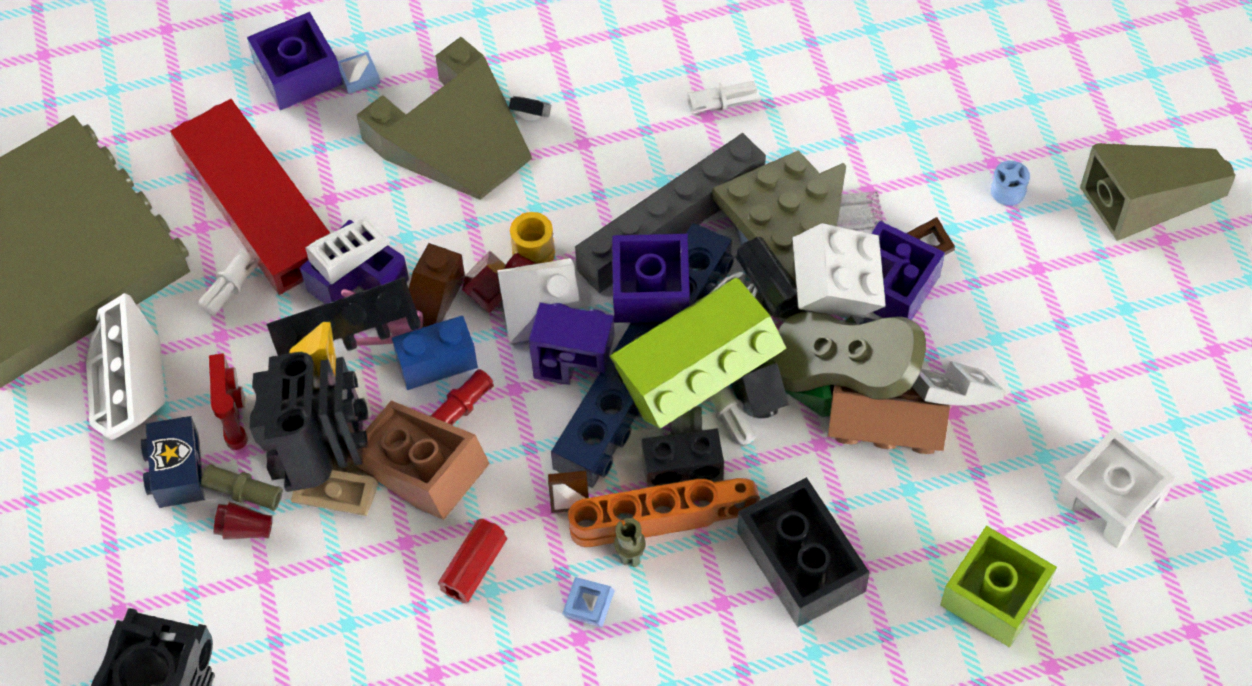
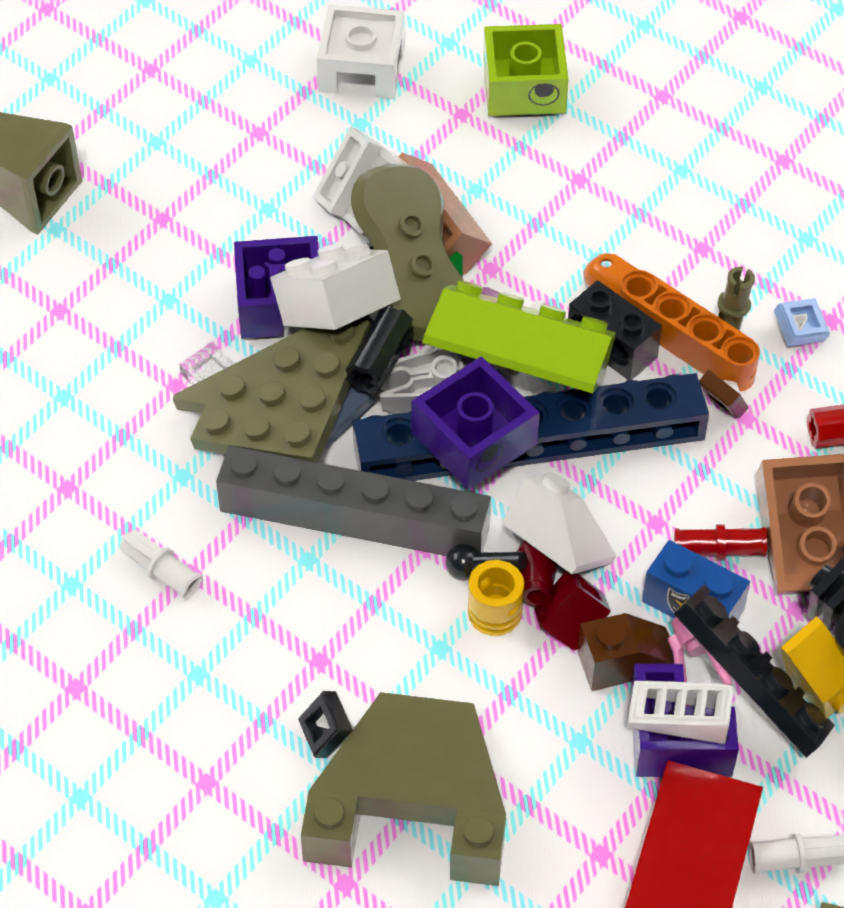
camera: 130 degrees left, 5 degrees down
(560, 252) = (465, 558): none -> black bar
(568, 340) = (593, 461): dark purple brick -> none
(802, 552) = (618, 197): black brick -> none
(934, 235) = (206, 295): reddish brown tile -> none
(1010, 173) = (84, 272): light blue wheel -> none

